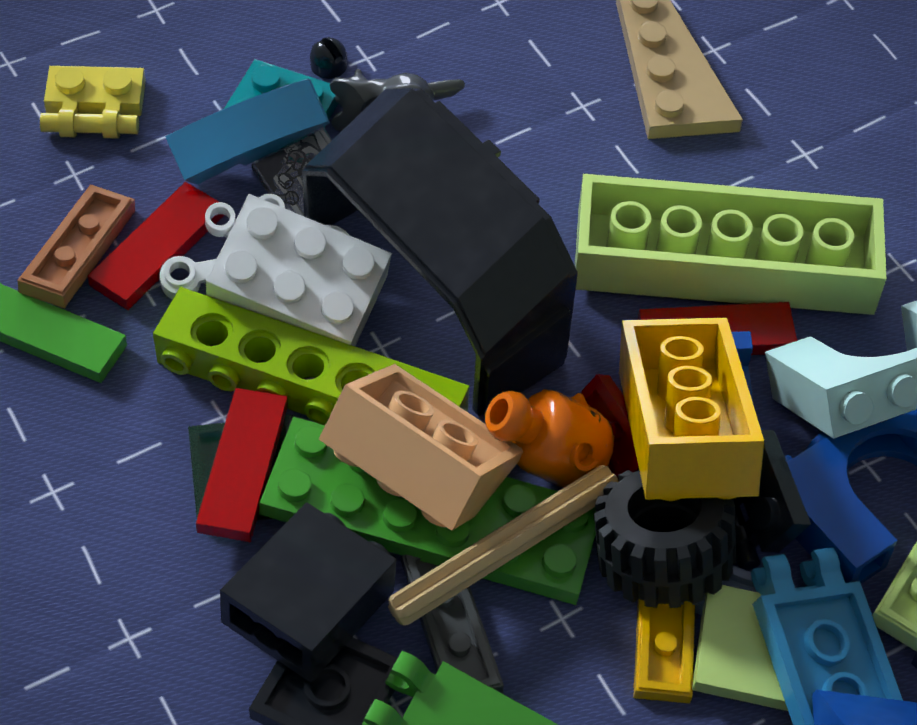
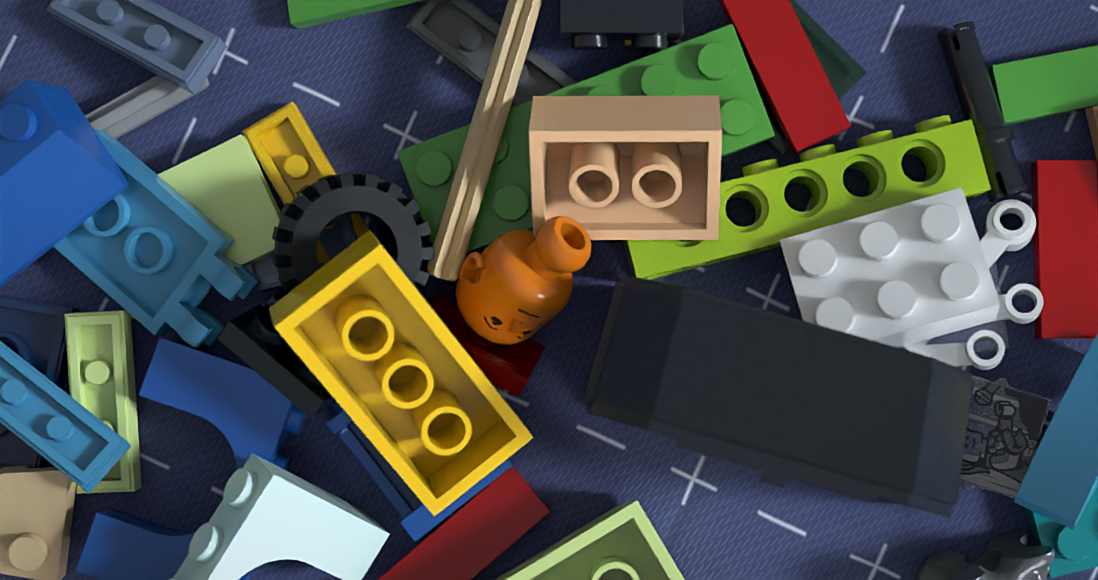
camera: 150 degrees right, 30 degrees up
(130, 355) = (981, 105): none -> black pin

